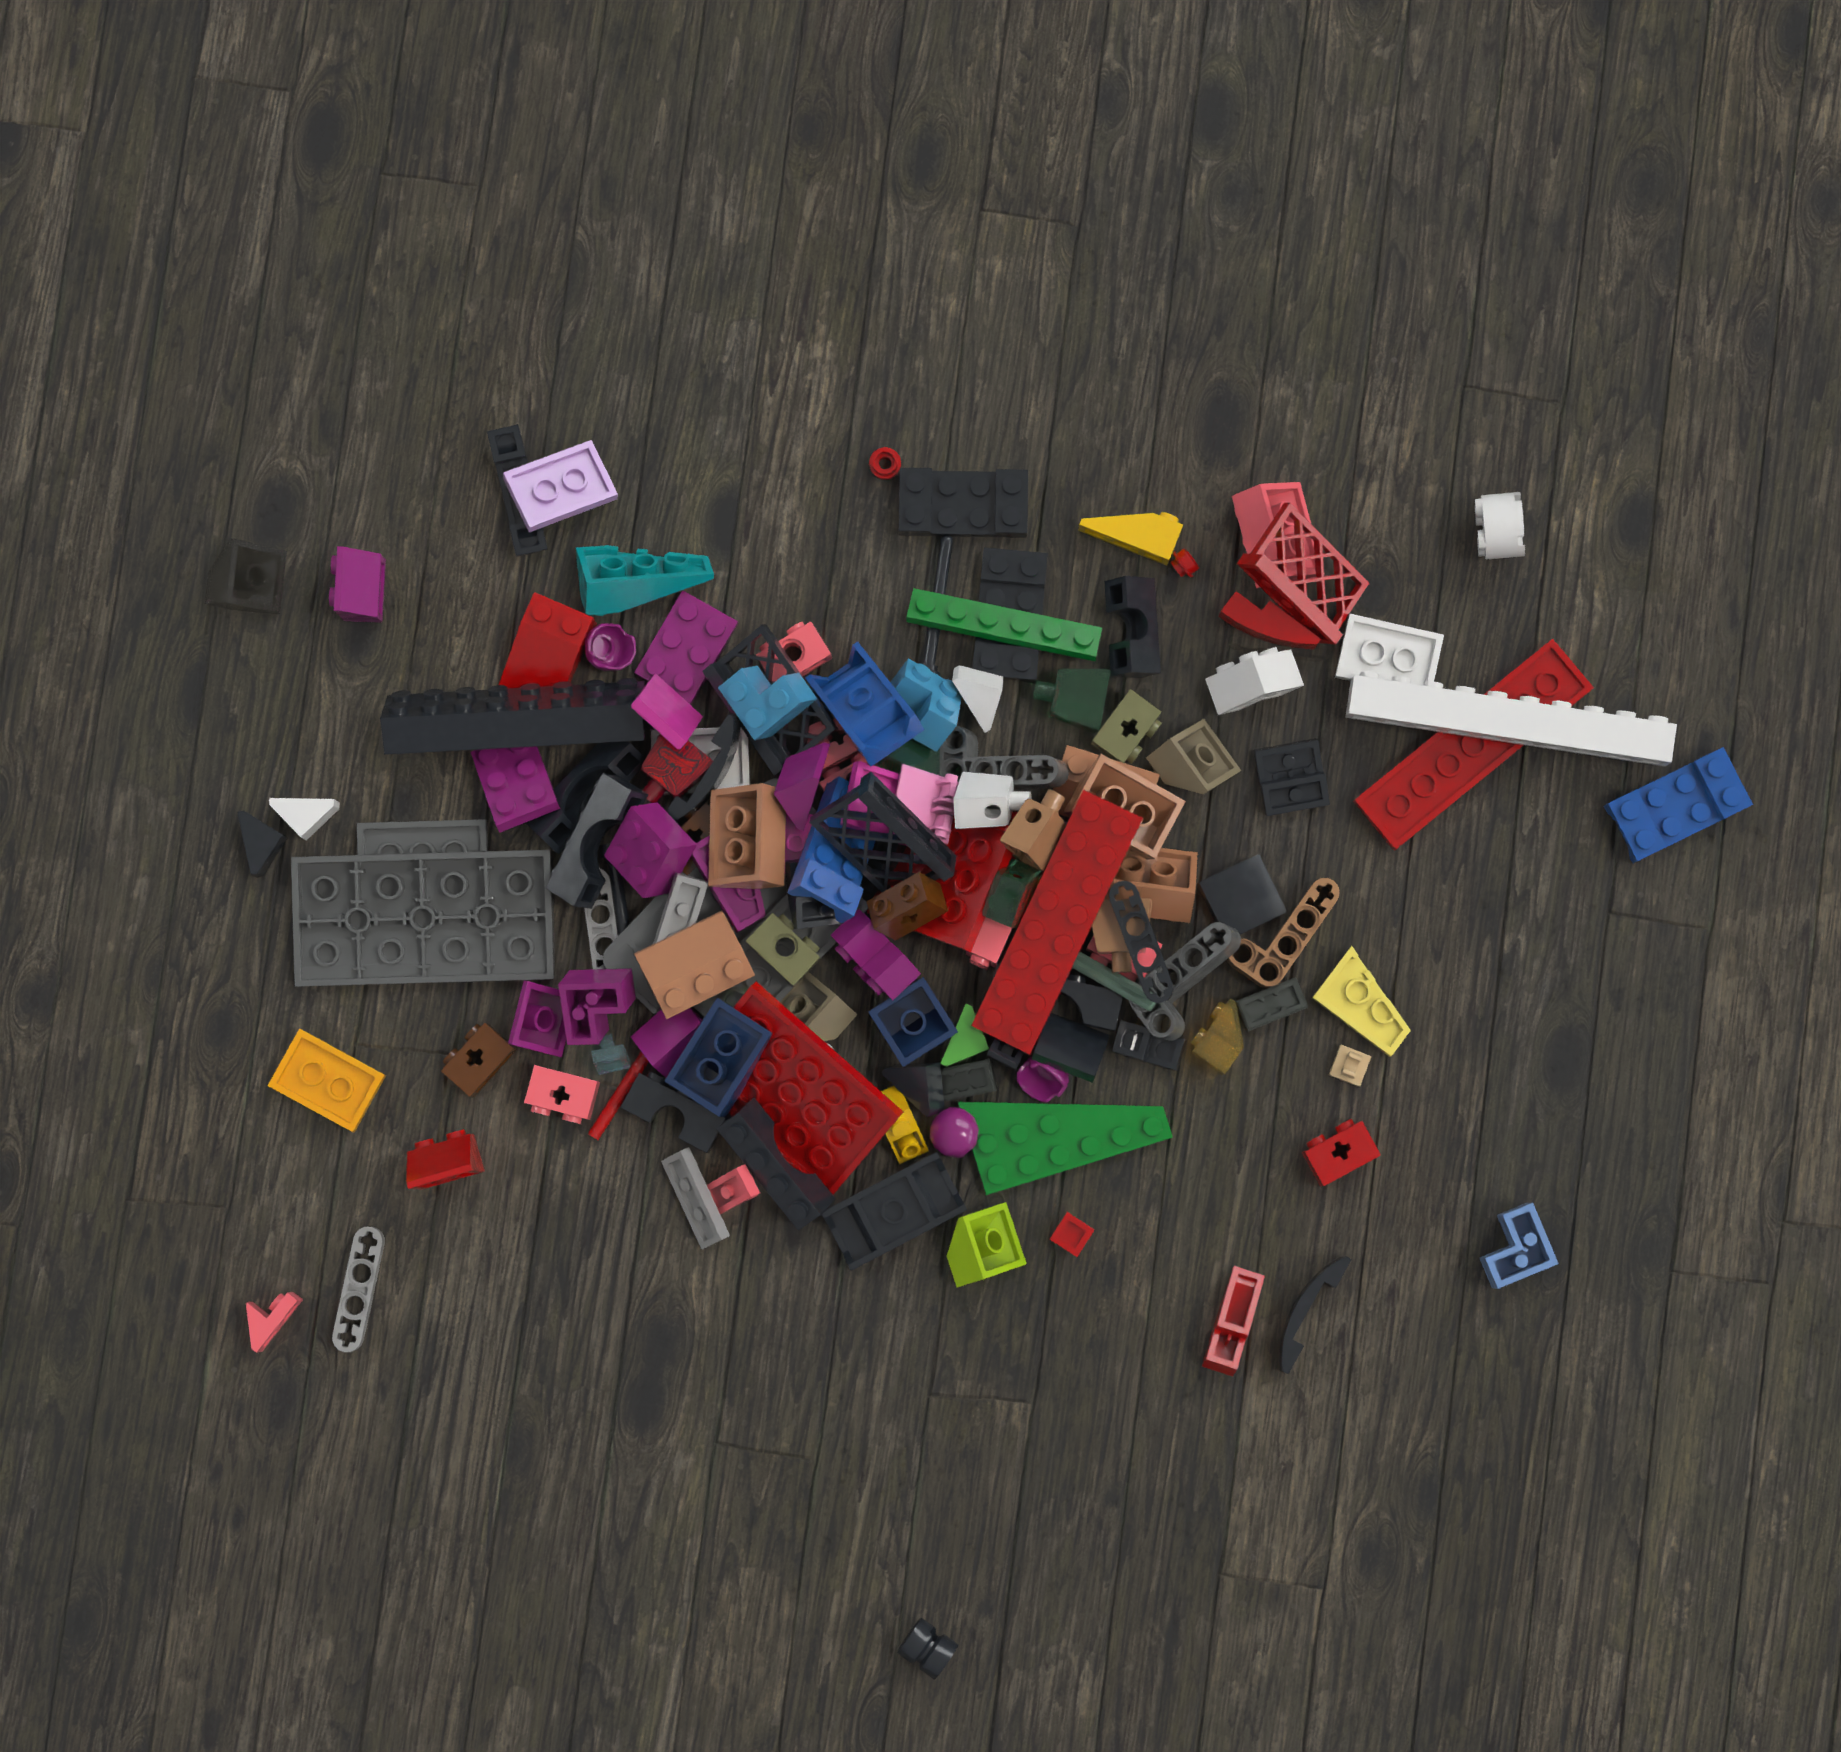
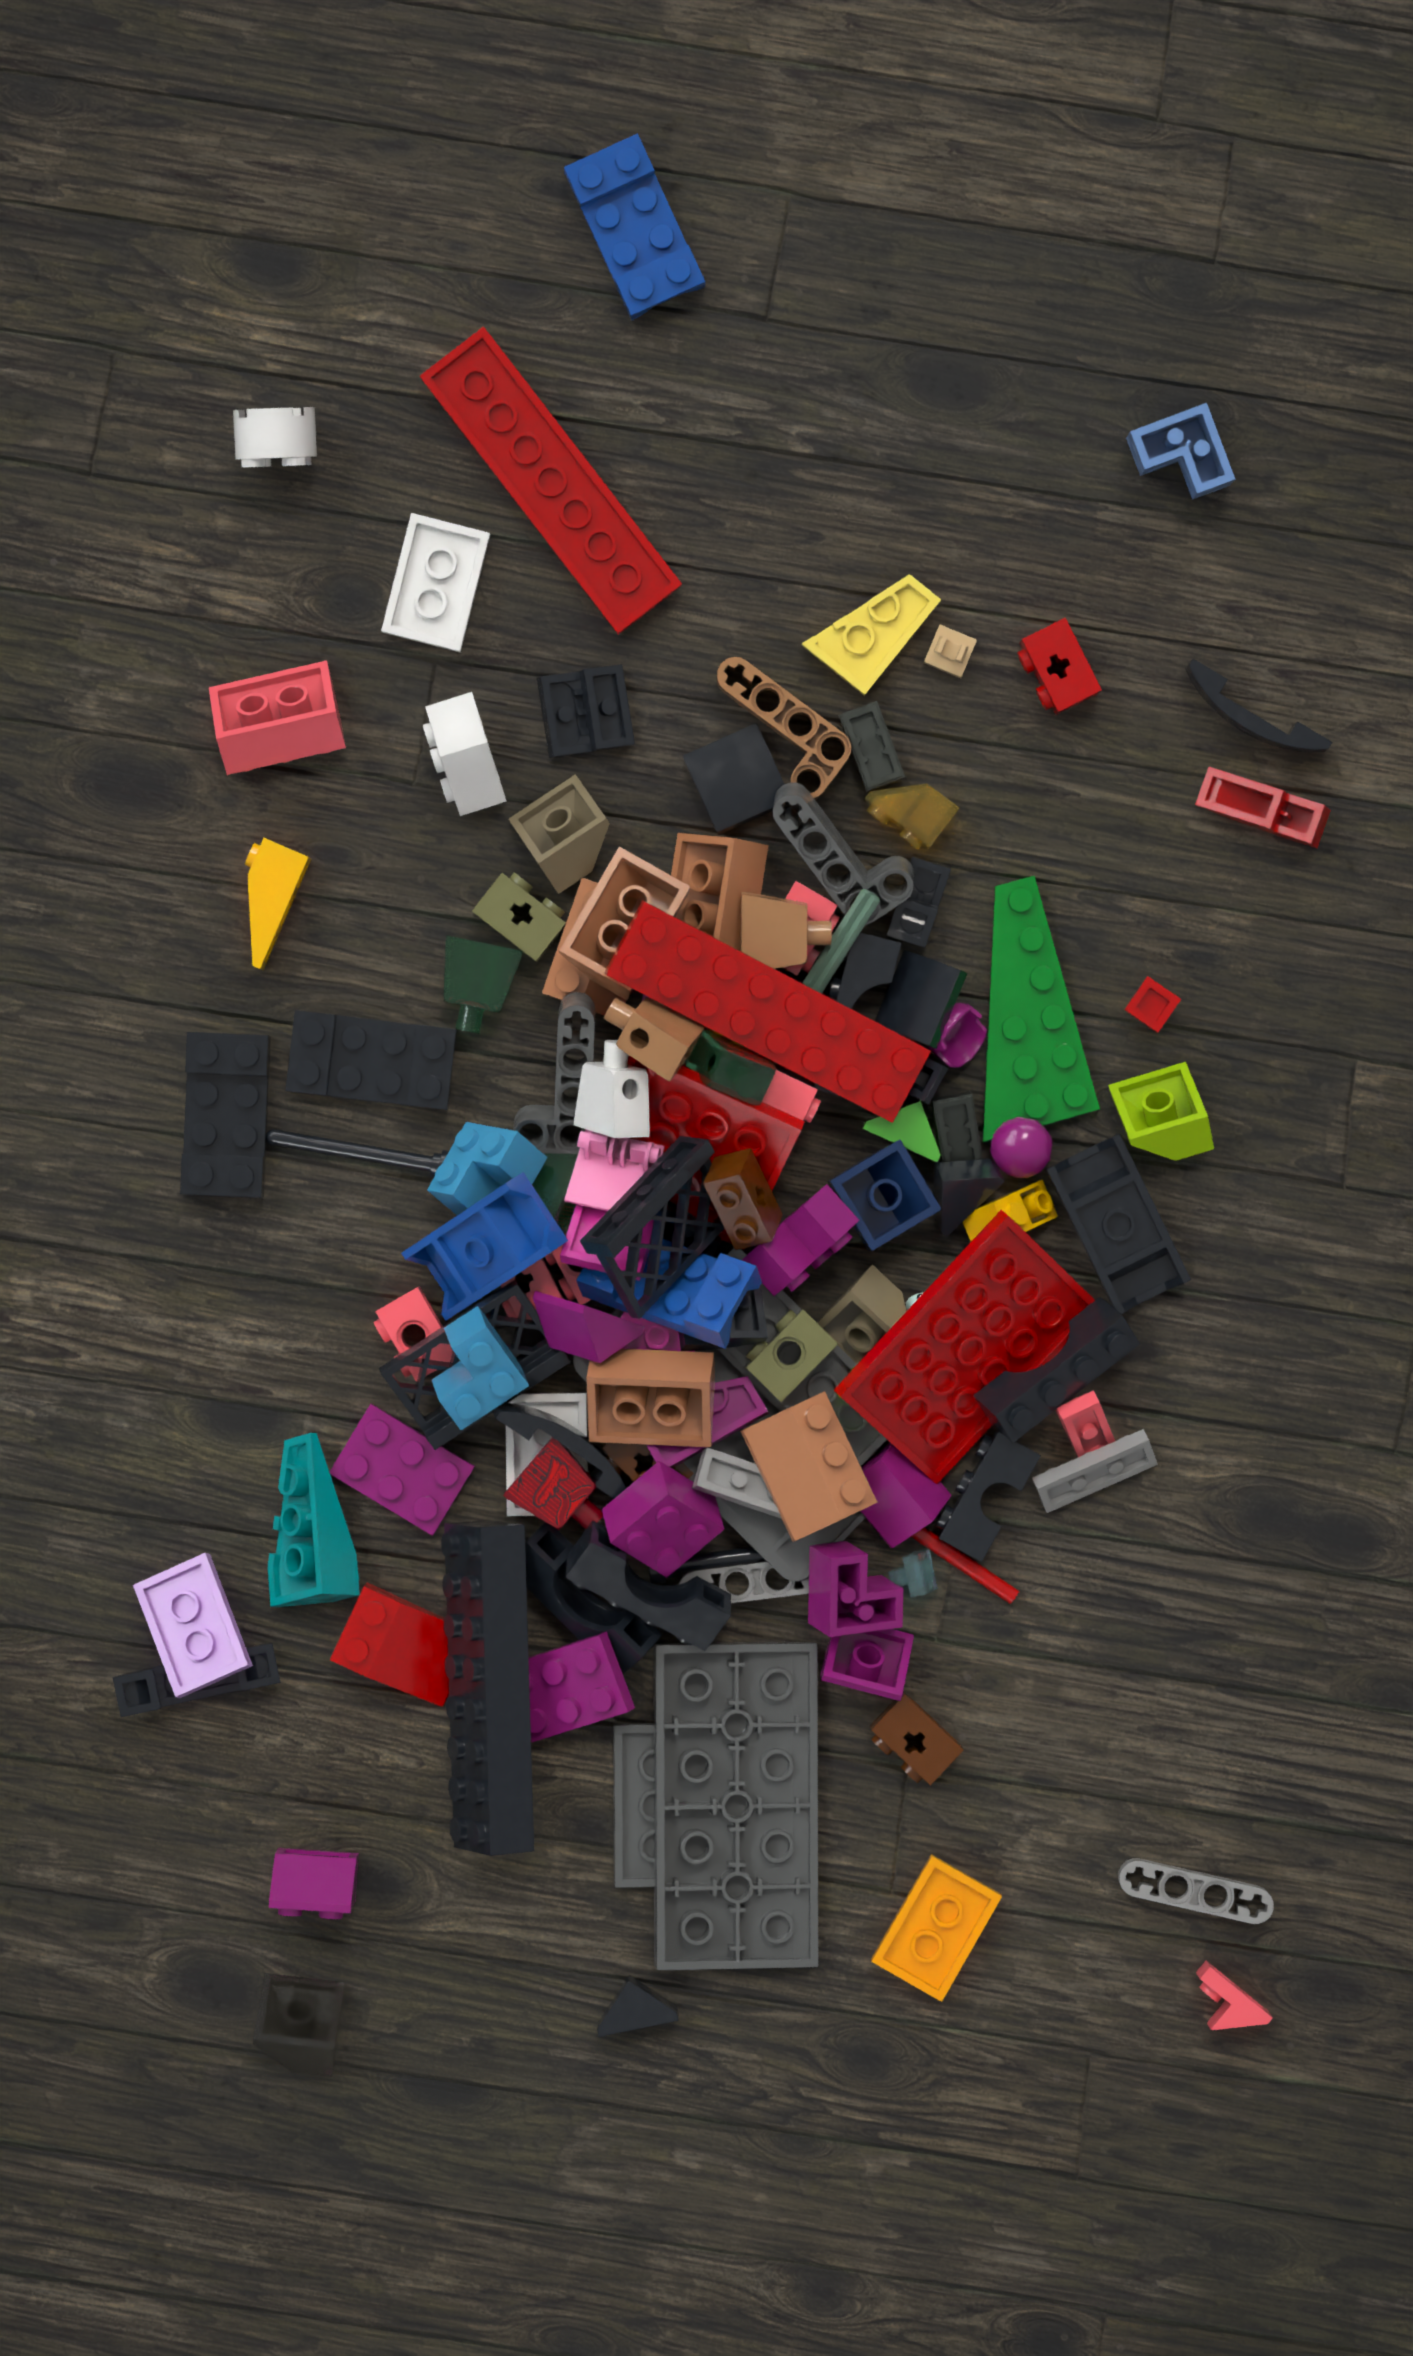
camera: 90 degrees left, 5 degrees up
(304, 815) = (603, 1953): white slope -> none
(443, 1161) = (1043, 1784): red slope -> none
(581, 1092) = (944, 1652): coral brick -> none
(609, 647) = (401, 1565): magenta hair -> none
(666, 711) = (489, 1495): dark pink tile -> none
(719, 1058) = (927, 1437): dark blue slope -> none
(885, 453) = (160, 1206): red plate -> none
(980, 692) = (471, 1100): white slope -> none
(1004, 624) = (385, 1067): green plate -> none
(1135, 603) = (363, 899): black arch -> none
(1137, 943) = (795, 901): black beam -> none
(1184, 563) = (310, 837): red plate -> none
(1267, 624) = (391, 733): red slope -> none
(1286, 593) = (355, 711): red fence -> none
(1511, 720) = (524, 433): white brick -> none

